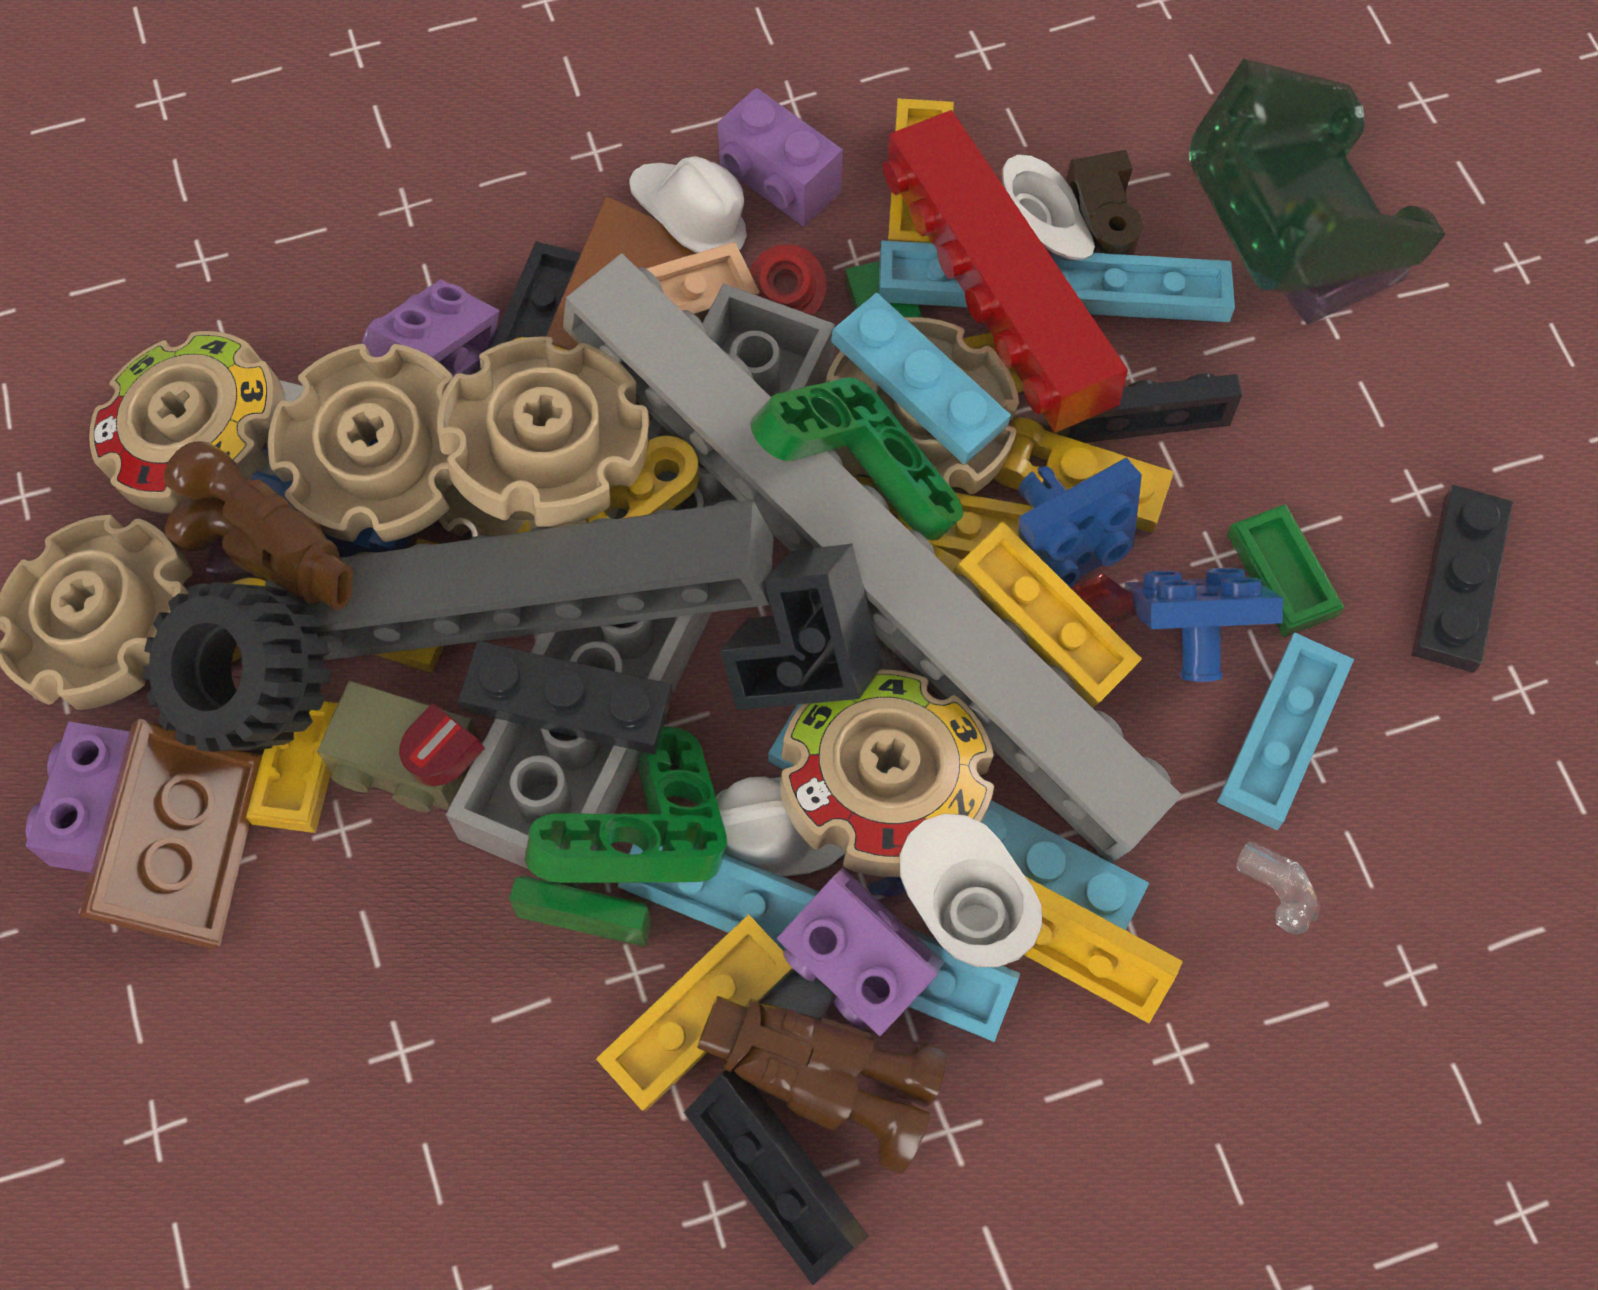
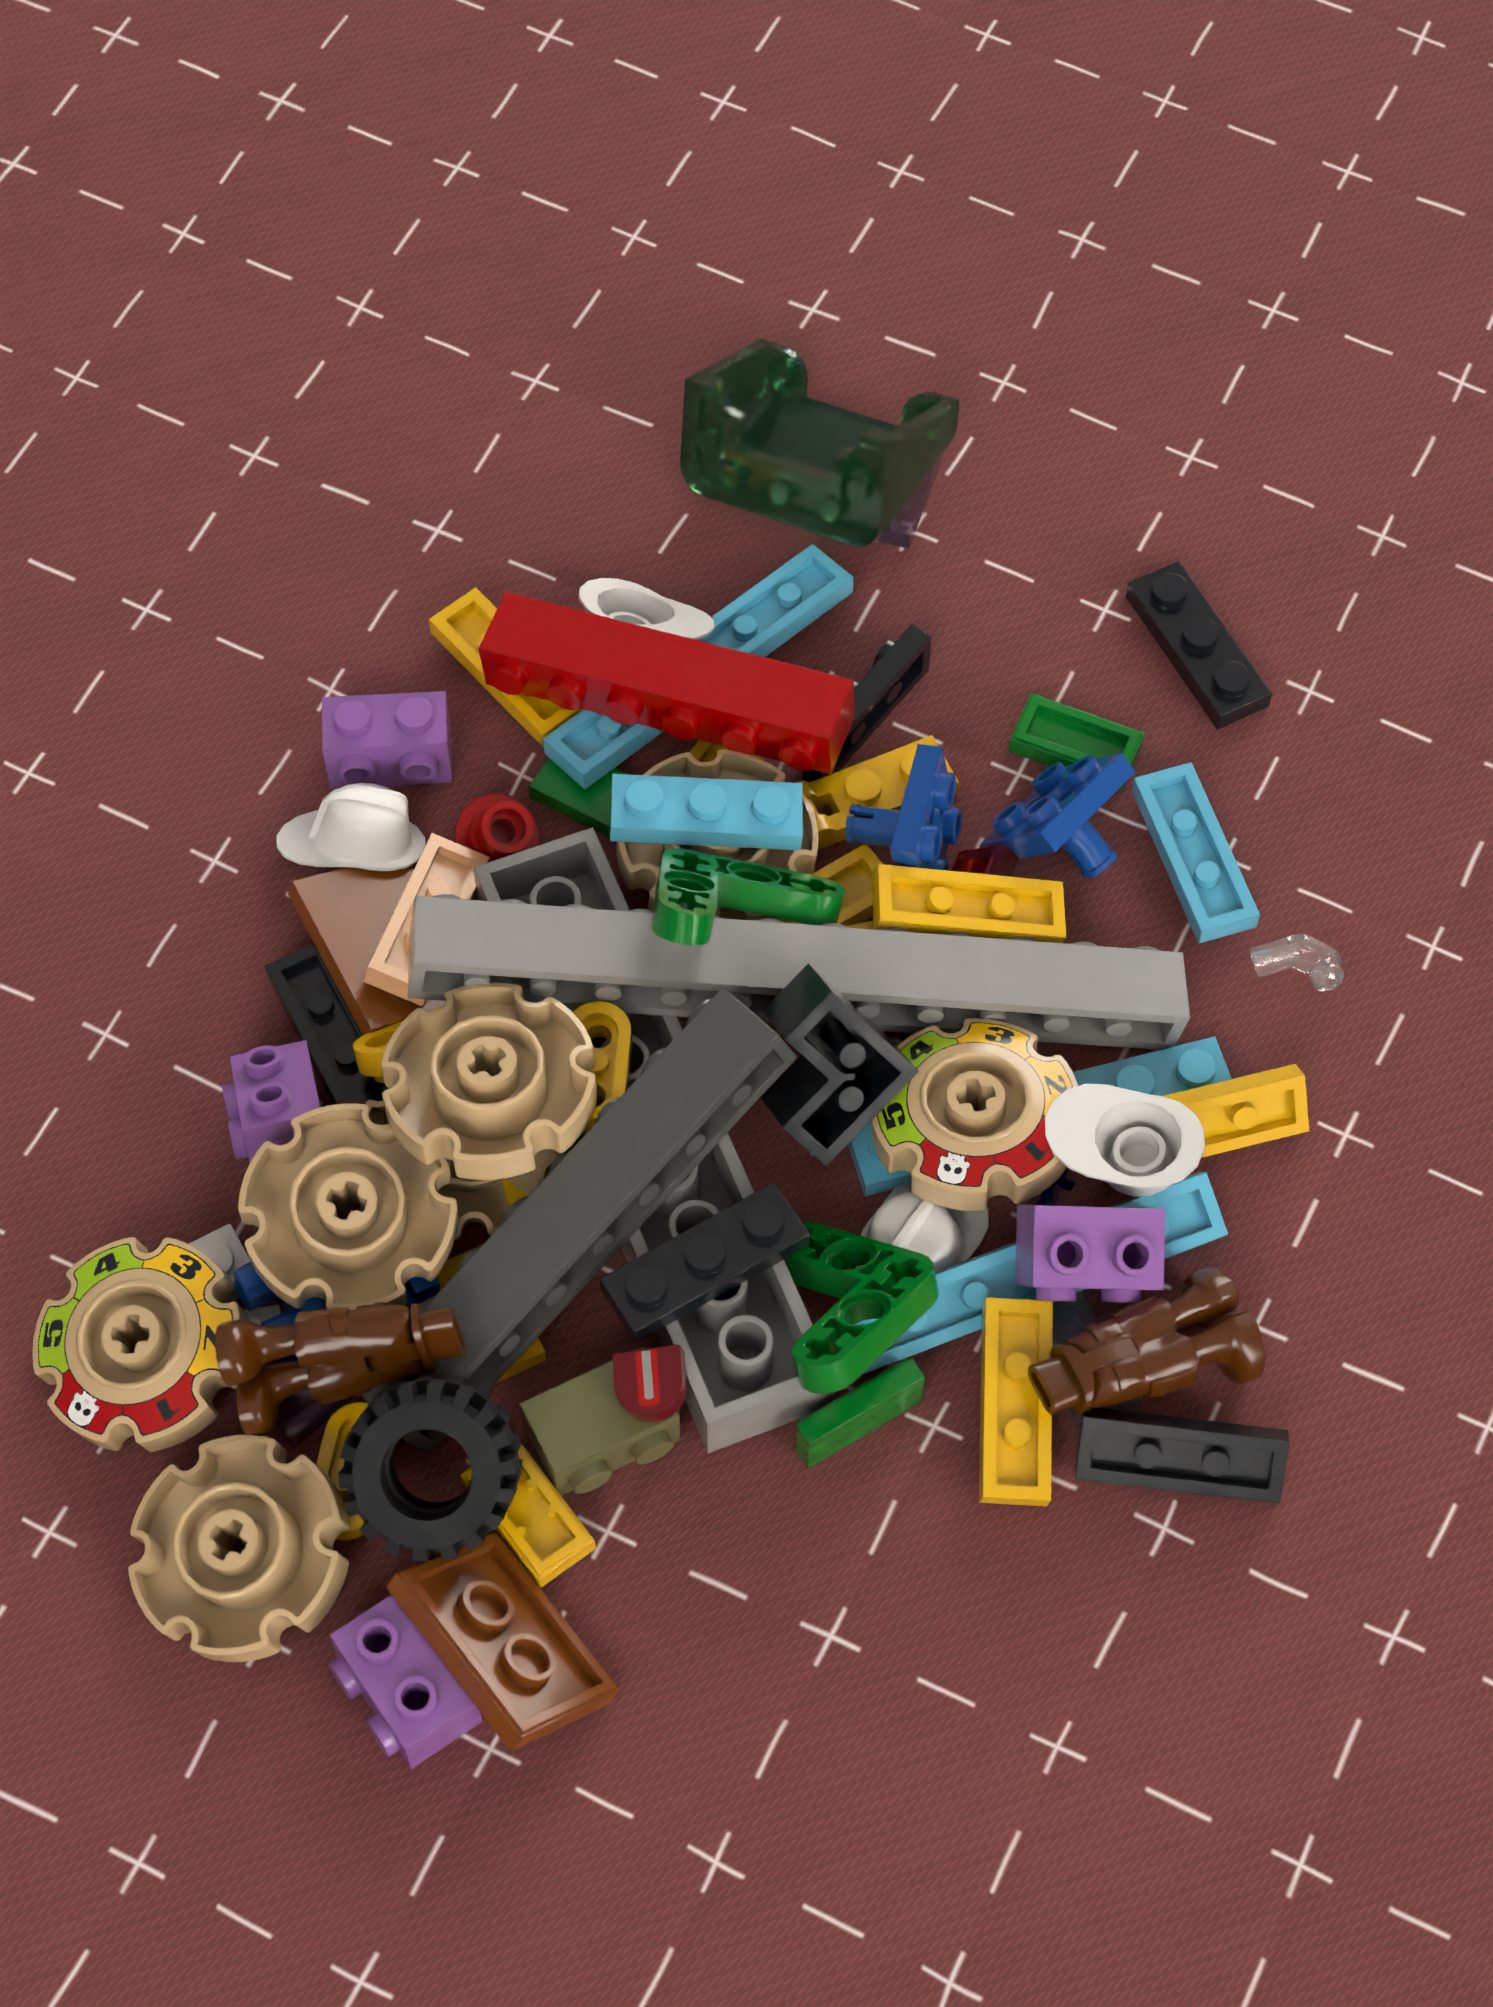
camera: 45 degrees left, 5 degrees down
(1100, 191) = (675, 574): dark brown leg -> none

